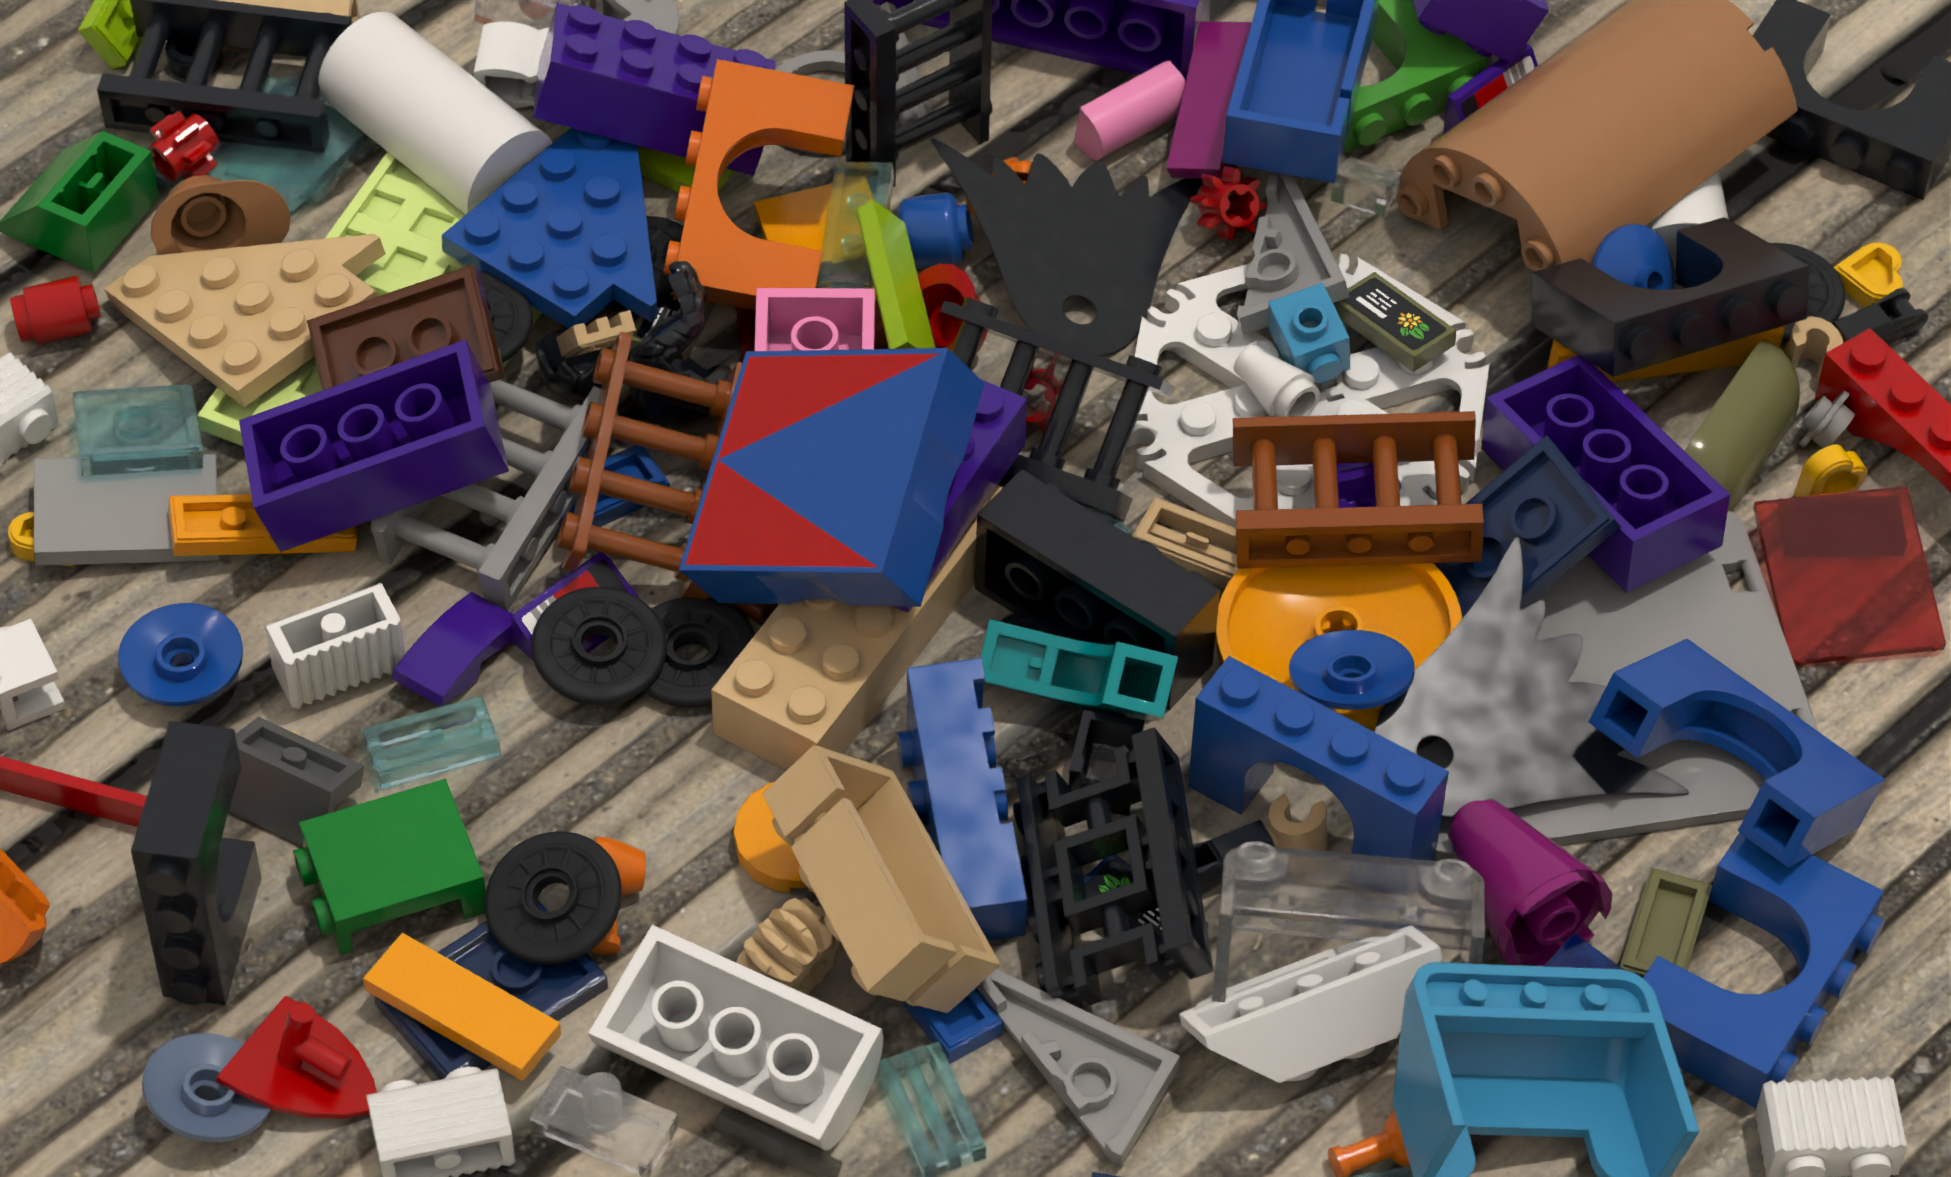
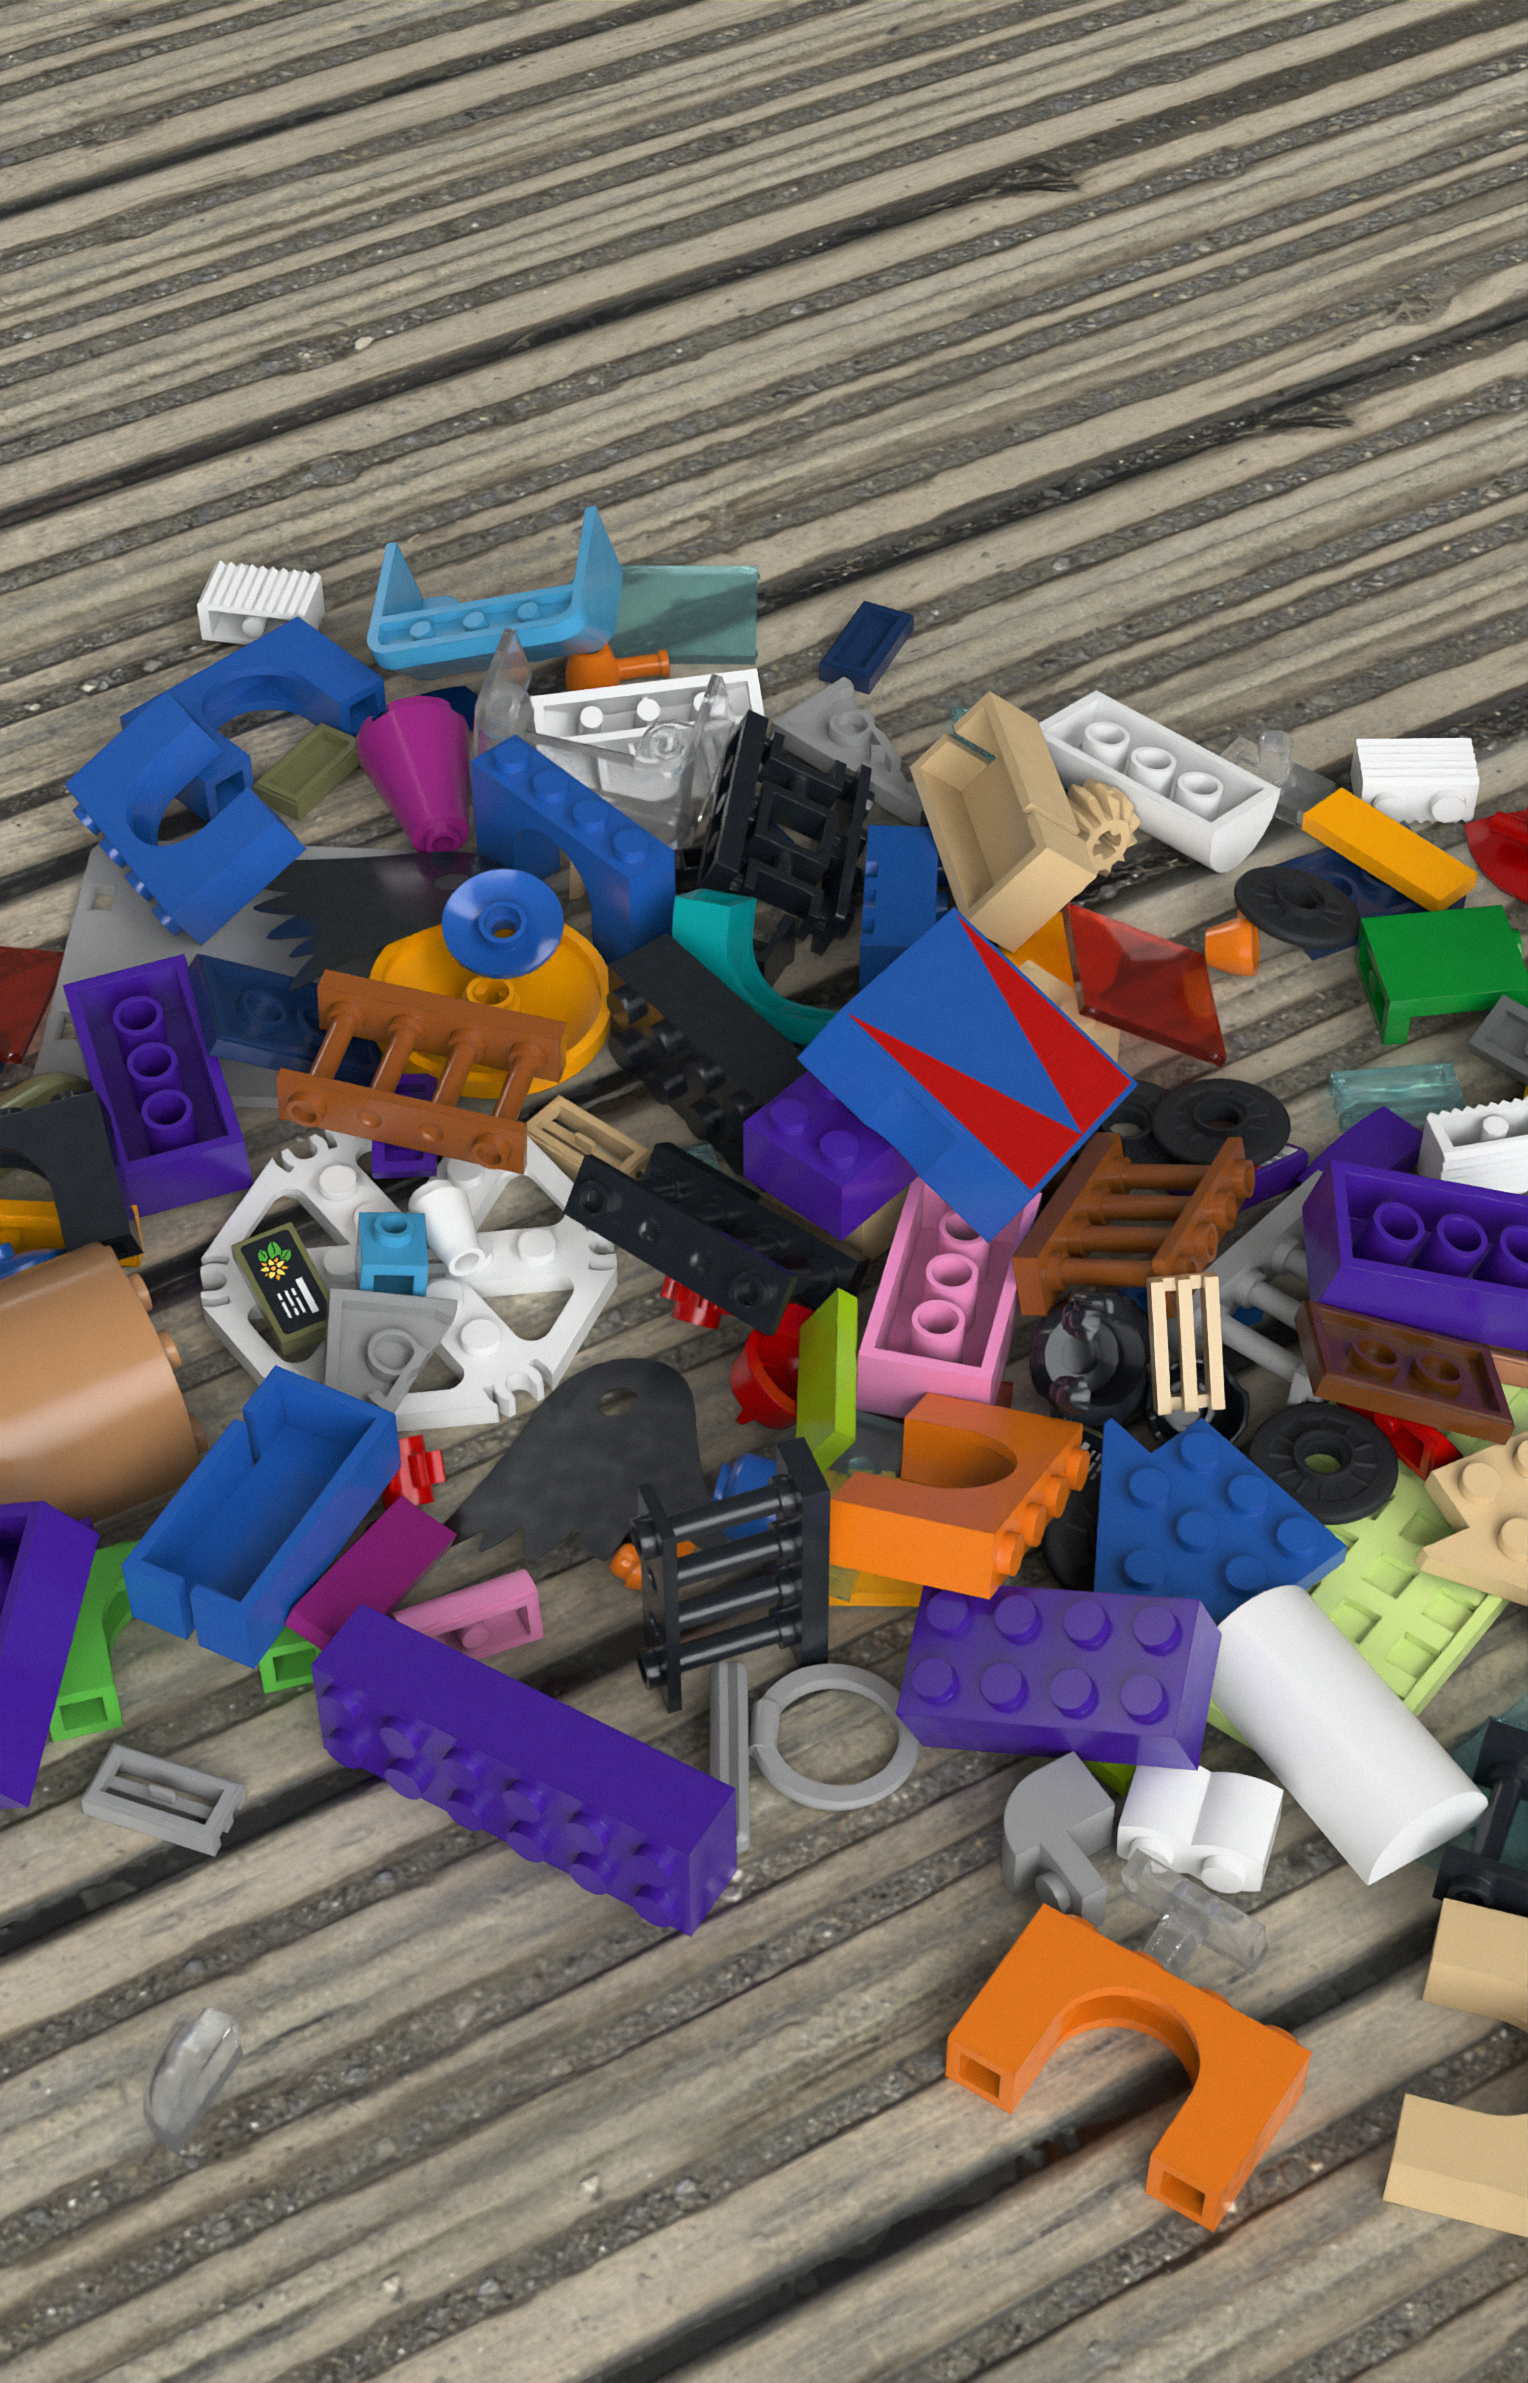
camera: 165 degrees left, 5 degrees down
(696, 762) = (1142, 984): none -> clear red piece

